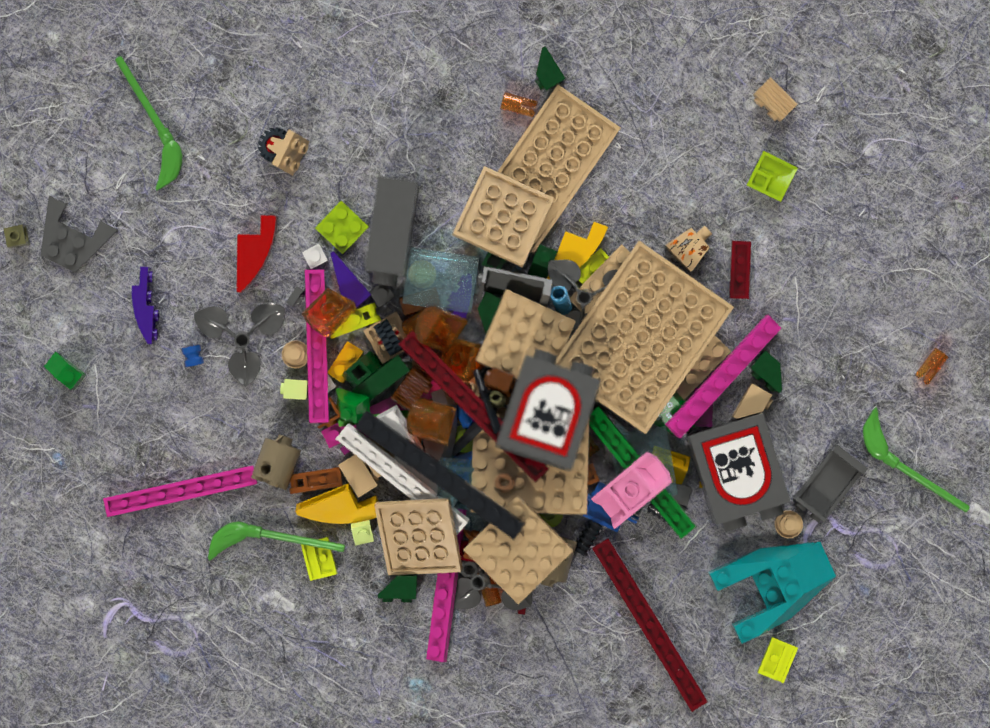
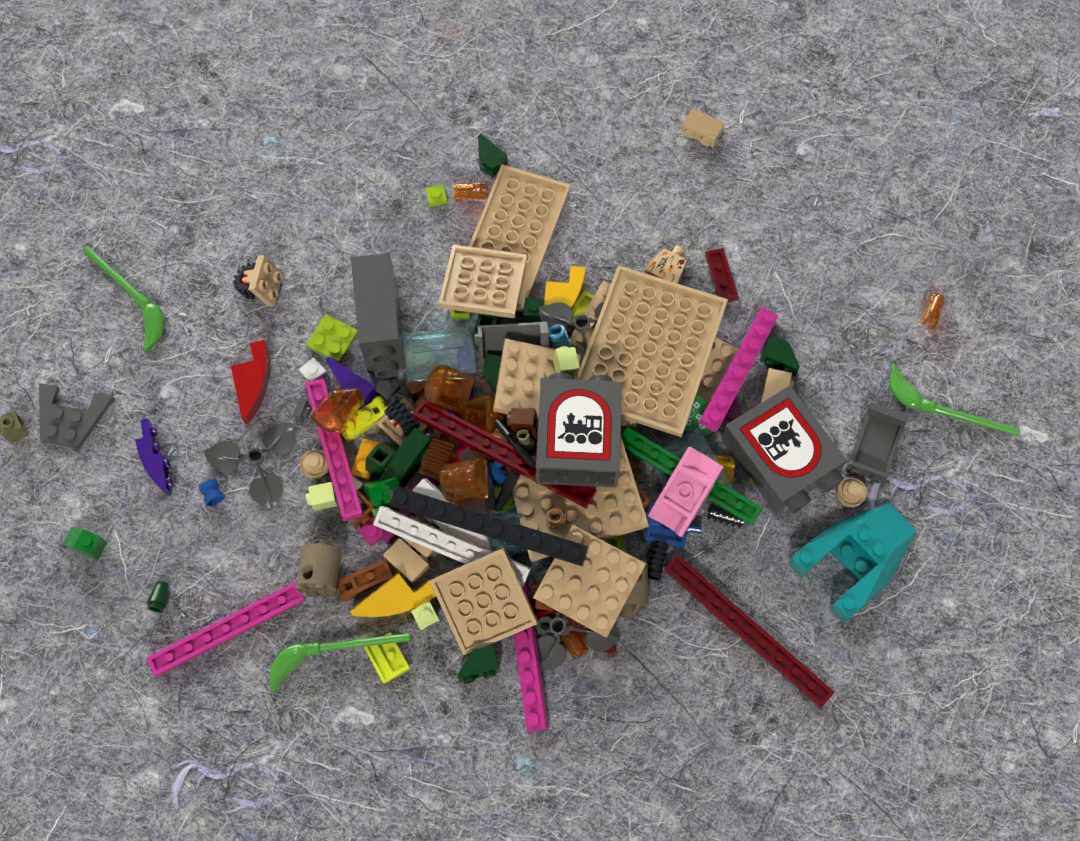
camera: 10 degrees left, 20 degrees down
(124, 443) = (158, 598): none -> dark green cone
(482, 98) = (436, 195): none -> lime plate
(557, 331) = (566, 361): none -> yellowish green brick
(772, 176) = (722, 190): lime plate -> none
(777, 660) = (889, 629): neon yellow plate -> none

